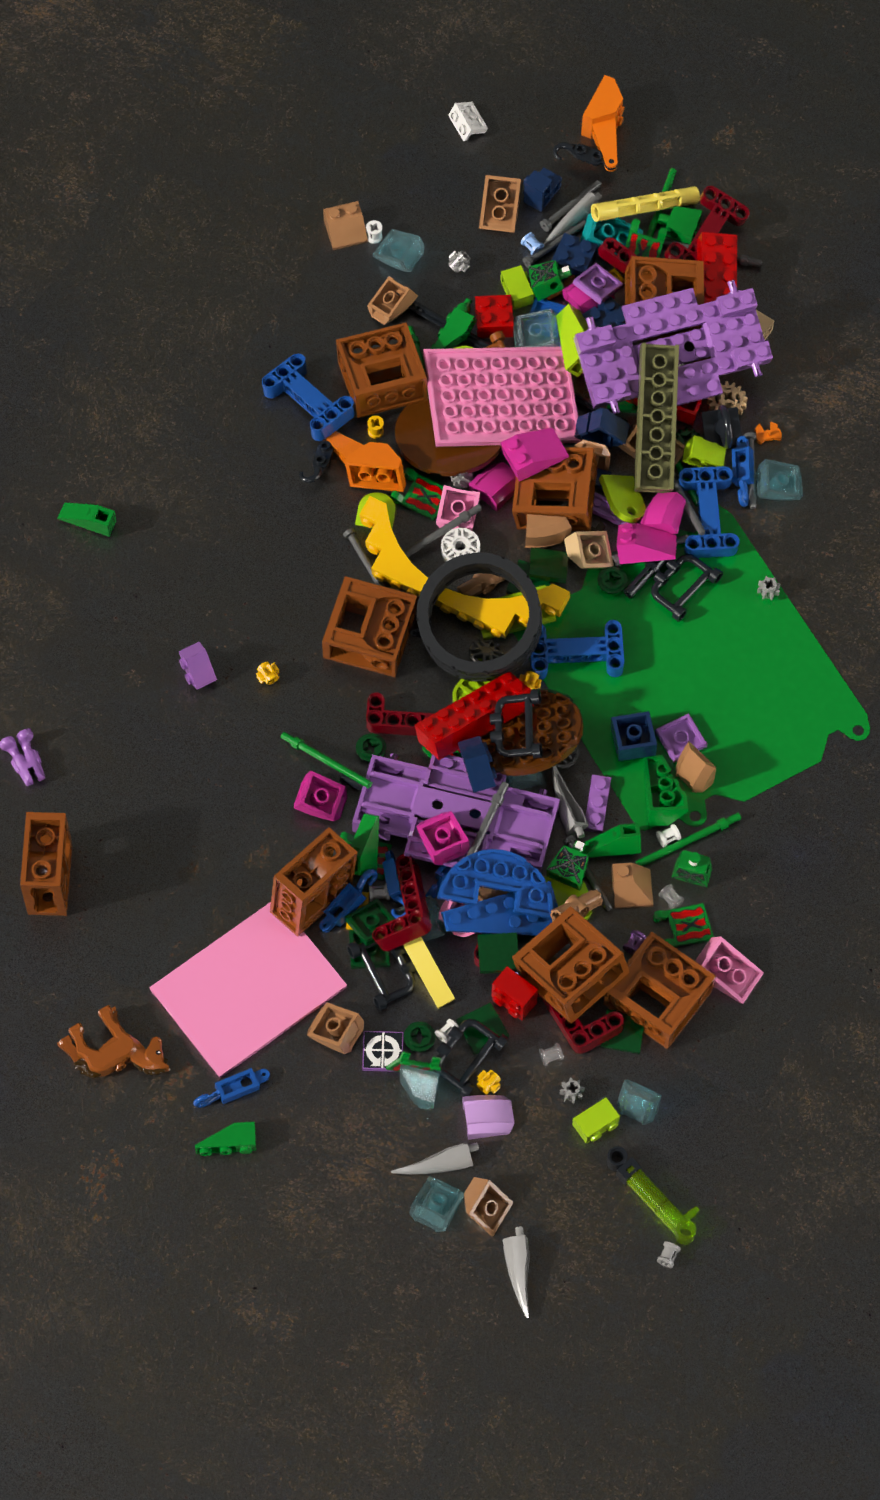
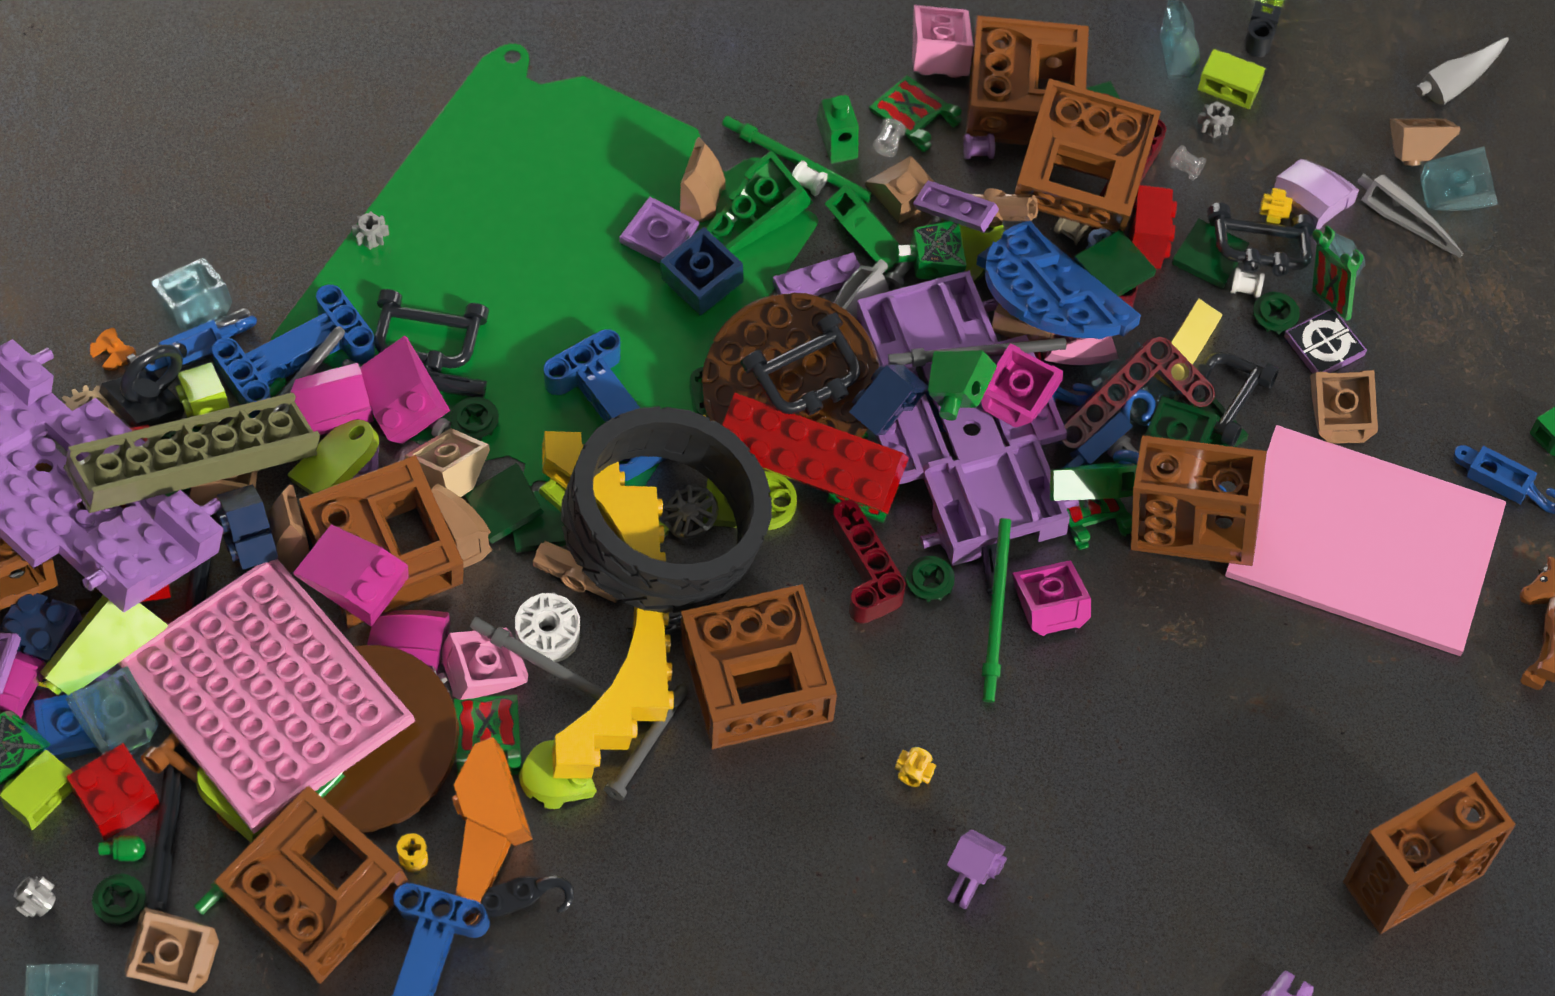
camera: 125 degrees left, 5 degrees down
(443, 294) = (122, 885): none -> dark green gear
(455, 331) = (177, 823): green slope -> none
(464, 802) = (959, 380): none -> green torso
(587, 883) = (956, 206): none -> medium lavender plate

